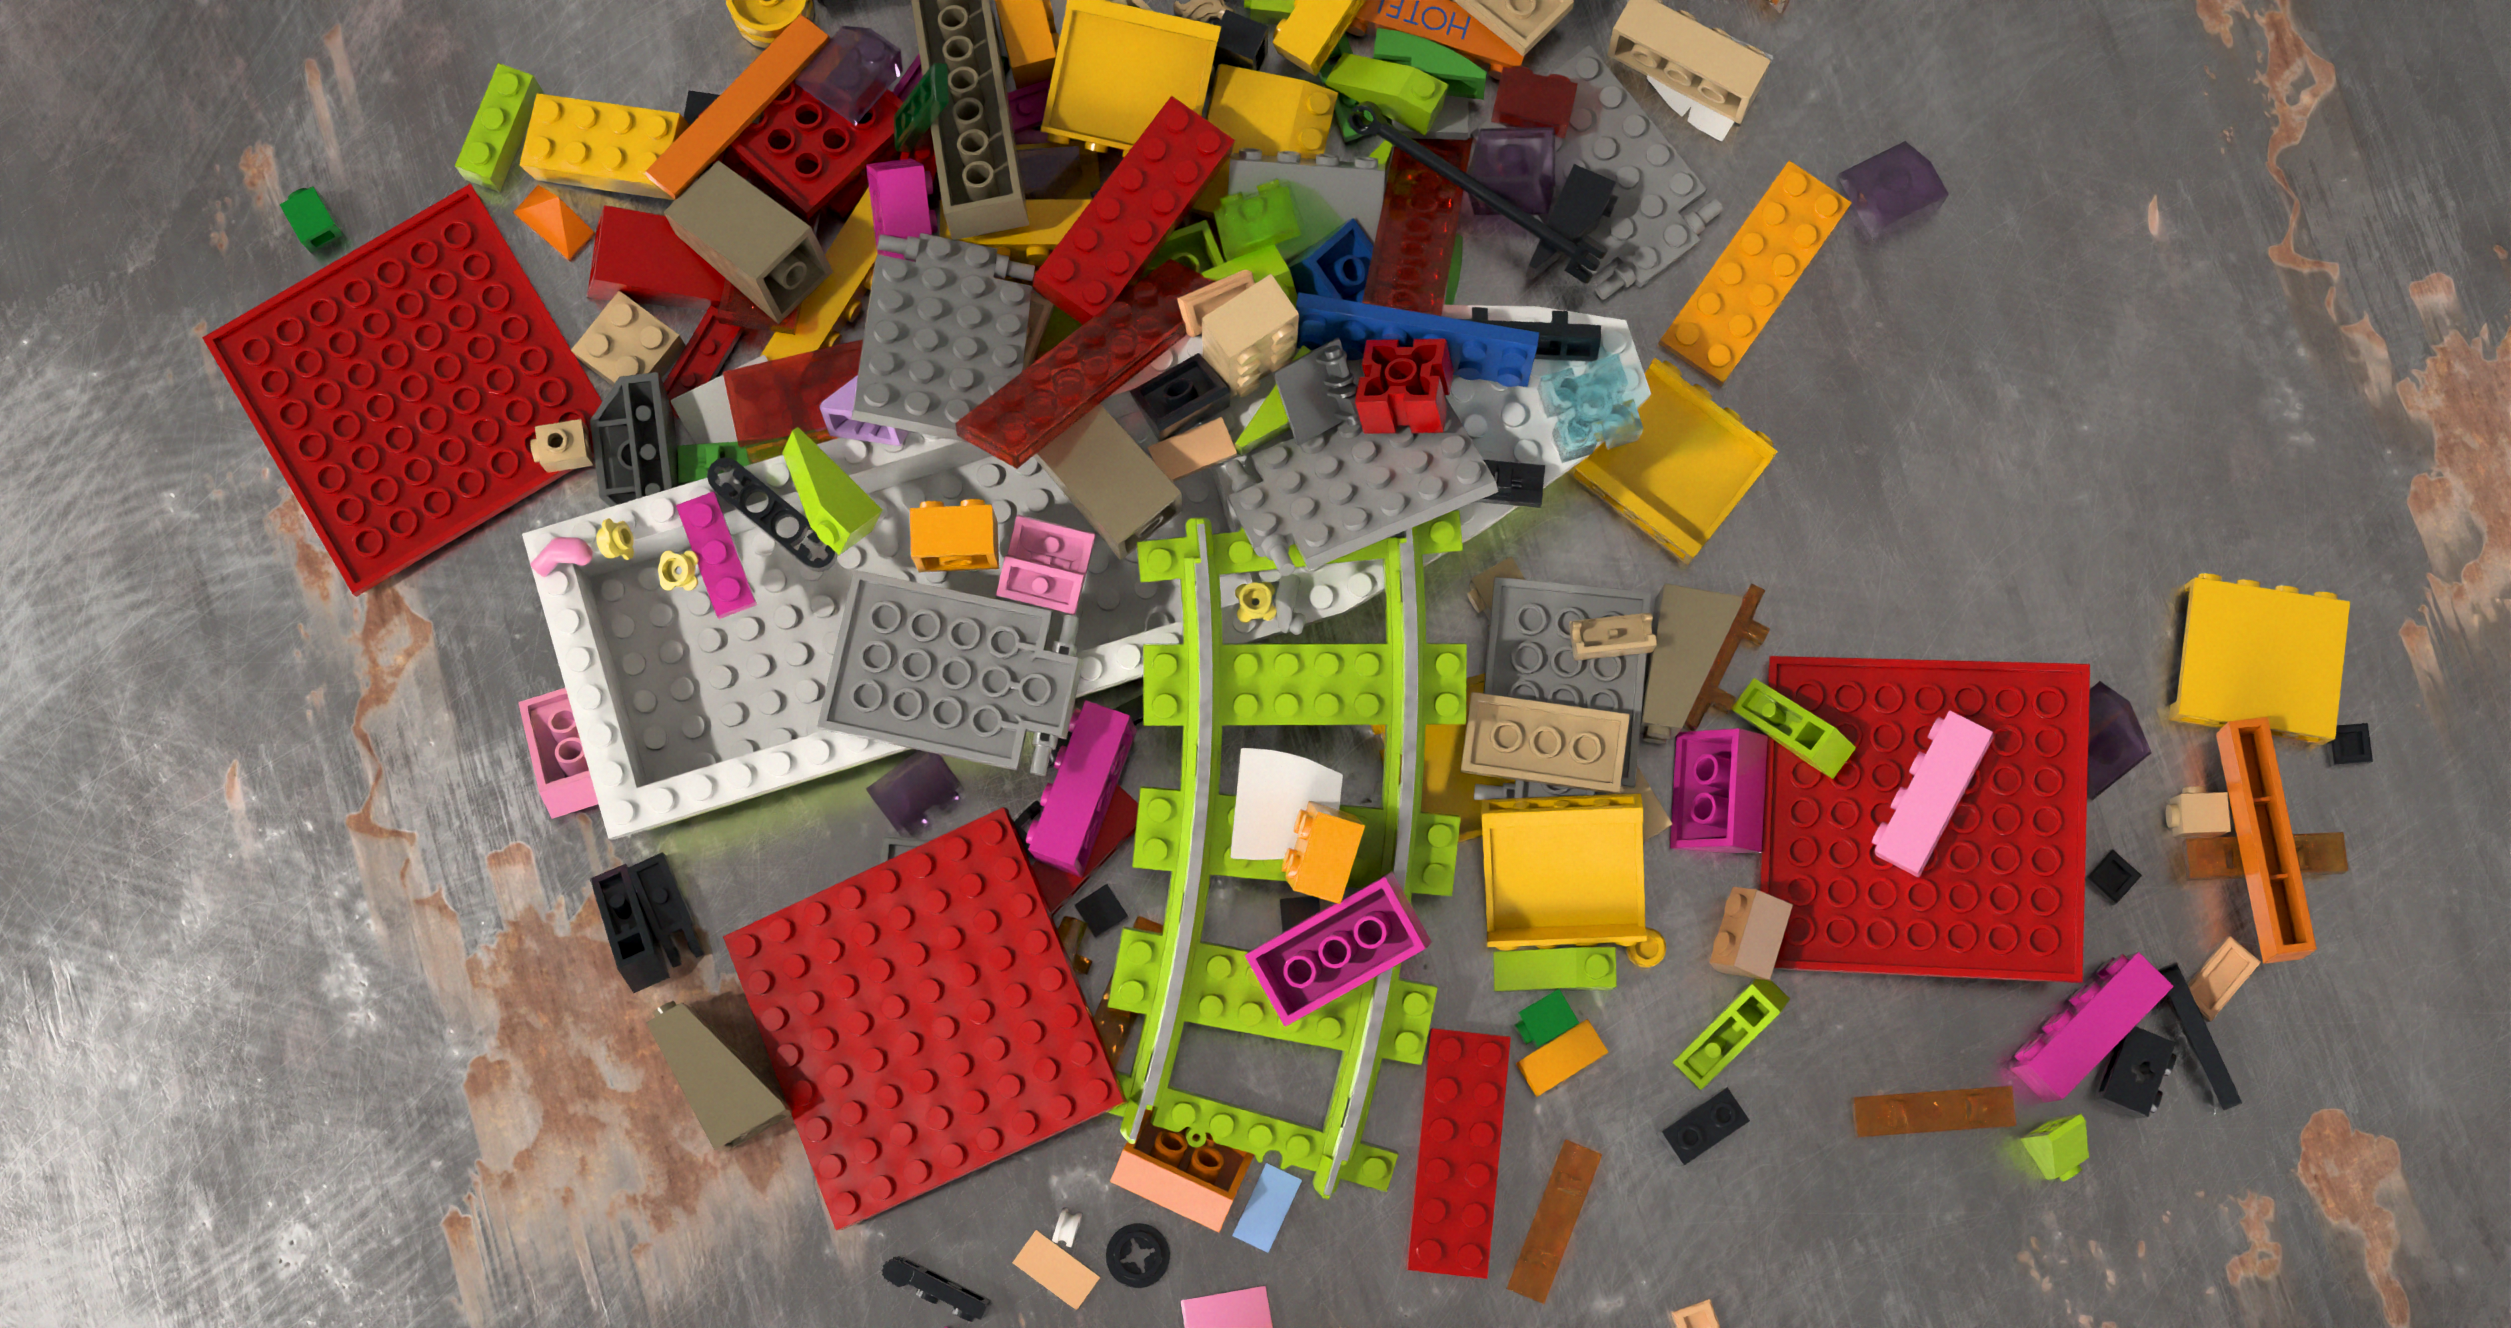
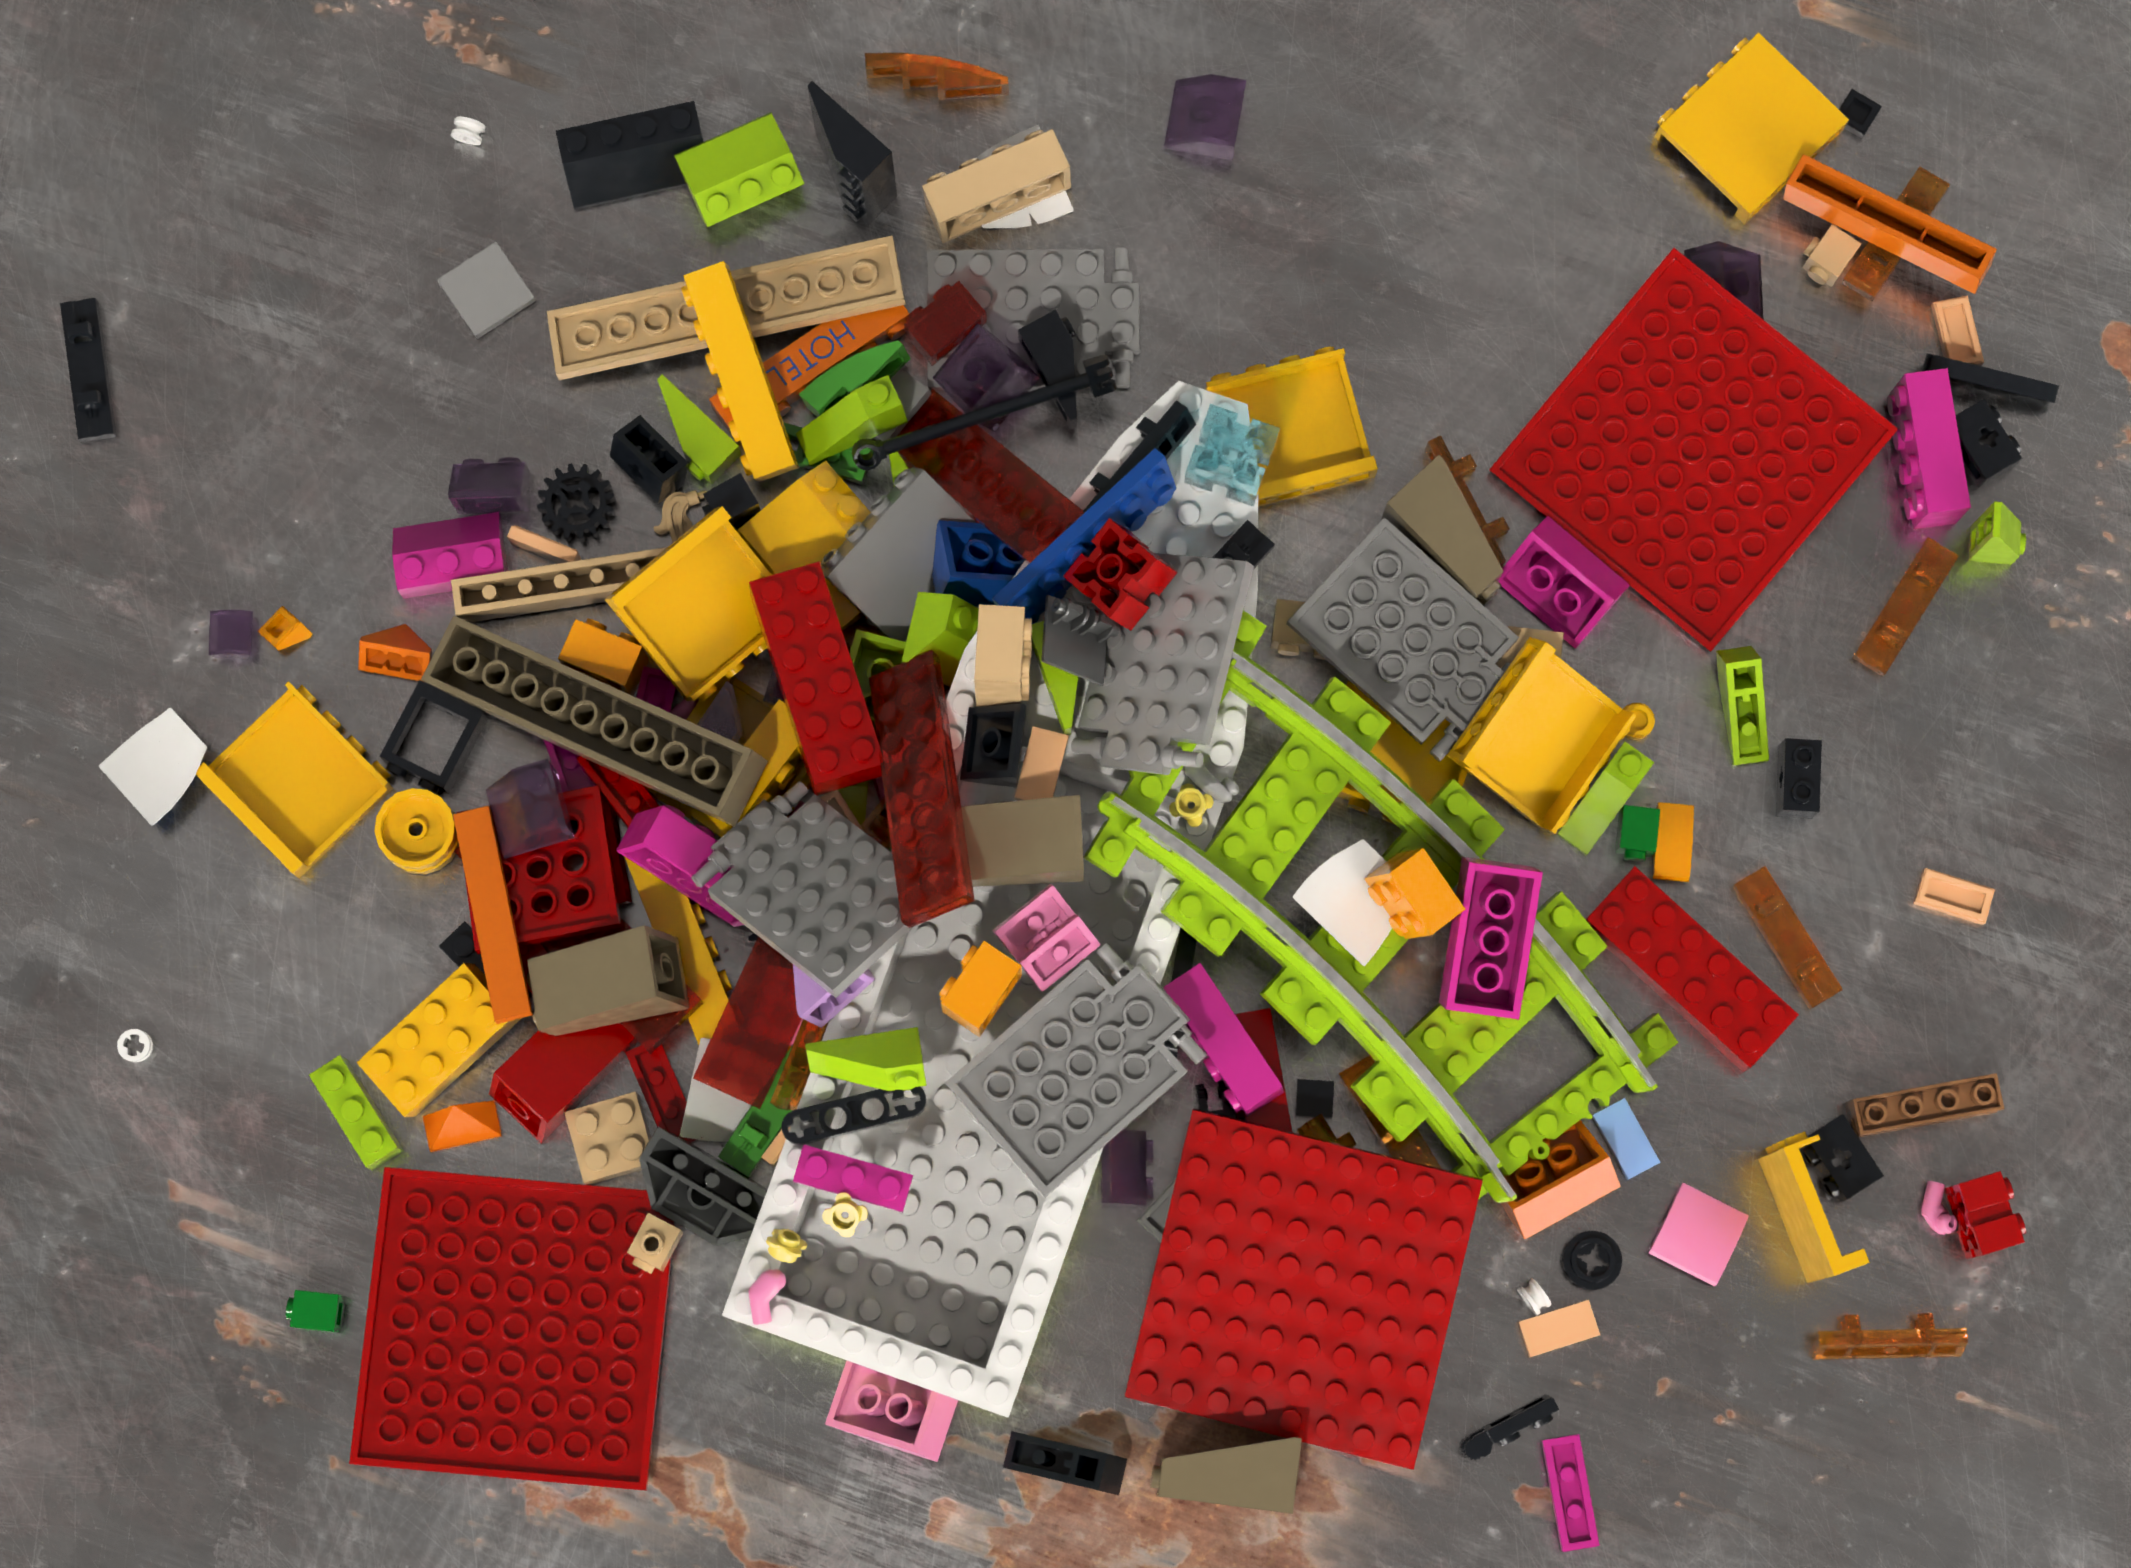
camera: 55 degrees left, 0 degrees up
(664, 905) = (1067, 1423): black hinge -> none
(921, 107) = (615, 774): dark green tile -> none
(1207, 299) = (942, 664): light nougat tile -> none
(1258, 218) = (891, 590): clear neon green slope -> none
(1297, 910) = (1427, 956): black tile -> none
(1545, 743) = (1442, 677): tan plate -> none
(1612, 636) = (1397, 569): tan hinge -> none
(1750, 934) = (1688, 636): medium nougat slope -> none
(1755, 273) = (1193, 263): light orange plate -> none
(1794, 728) = (1558, 492): lime slope -> none
(1933, 792) = (1684, 430): bright pink brick -> none
(2112, 877) = (1830, 350): black tile -> none

